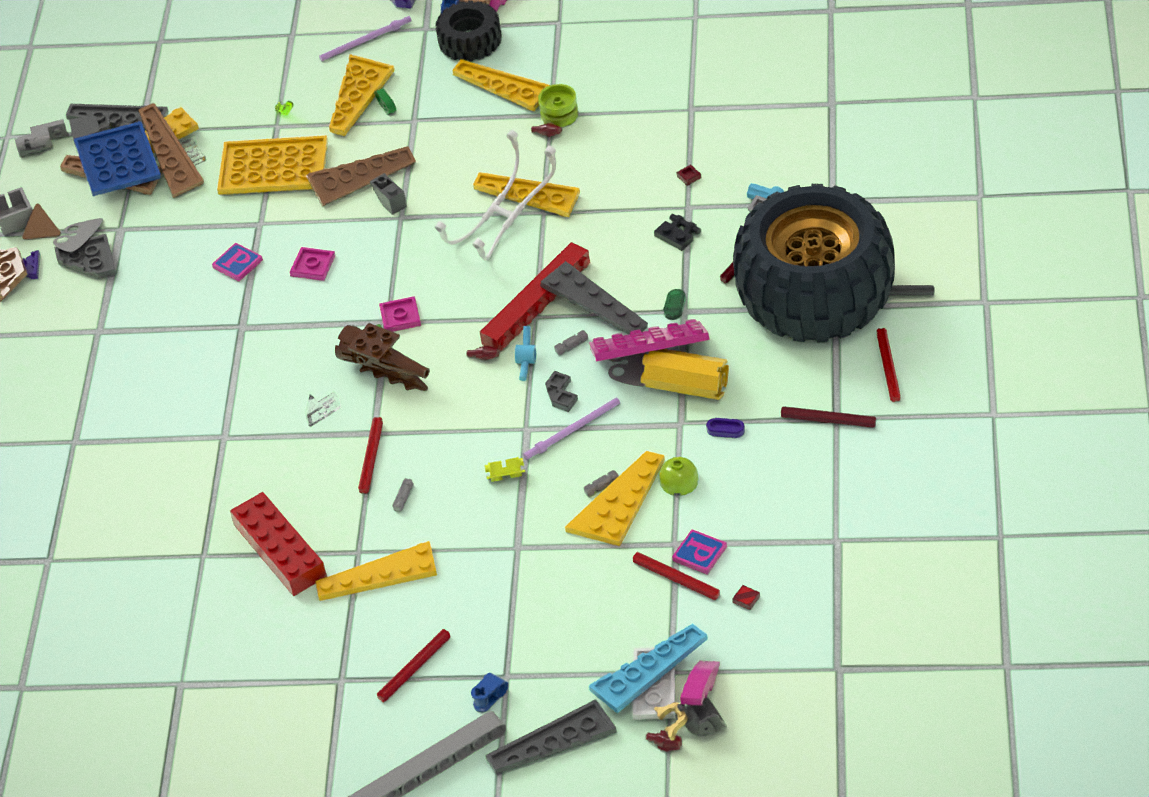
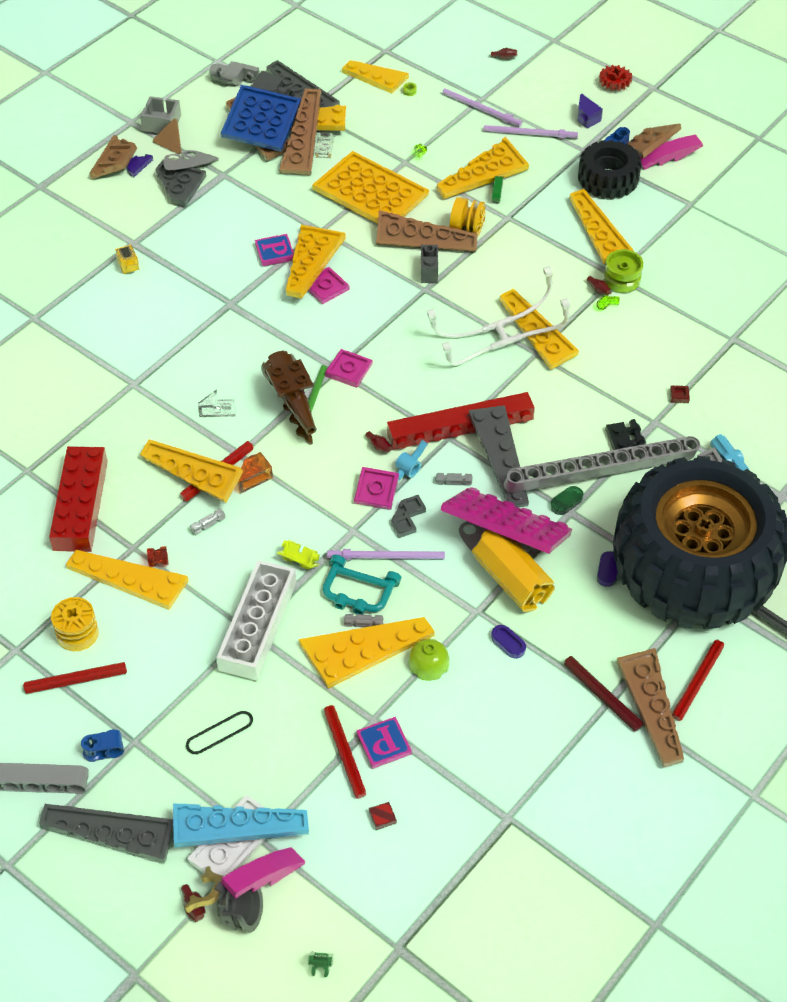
camera: 30 degrees right, 5 degrees up
(112, 345) = (127, 259): none -> yellow brick
(181, 66) = (377, 76): none -> yellow wing
(219, 58) = (409, 85): none -> lime bush
(279, 246) = (310, 257): none -> yellow wing
(333, 38) = (507, 118): none -> lavender bar
(366, 459) = (200, 471): none -> yellow wing
(377, 627) = (75, 624): none -> yellow wheel
(386, 136) = (469, 217): none -> yellow wheel
(390, 542) = (157, 556): none -> clear red wheel
(405, 435) = (255, 472): none -> clear orange slope
(517, 386) = (376, 488): none -> dark pink tile
(520, 532) = (256, 620): none -> white brick
(559, 624) = (223, 739): none -> piece
(563, 139) = (606, 301): none -> clear neon green arm
(595, 442) = (359, 606): none -> teal bar
(680, 260) = (595, 468): none -> light grey beam
(752, 332) = (607, 570): none -> dark purple tile
(794, 709) = (321, 959): none -> clear green tile
(850, 389) = (647, 688): none -> medium nougat wing

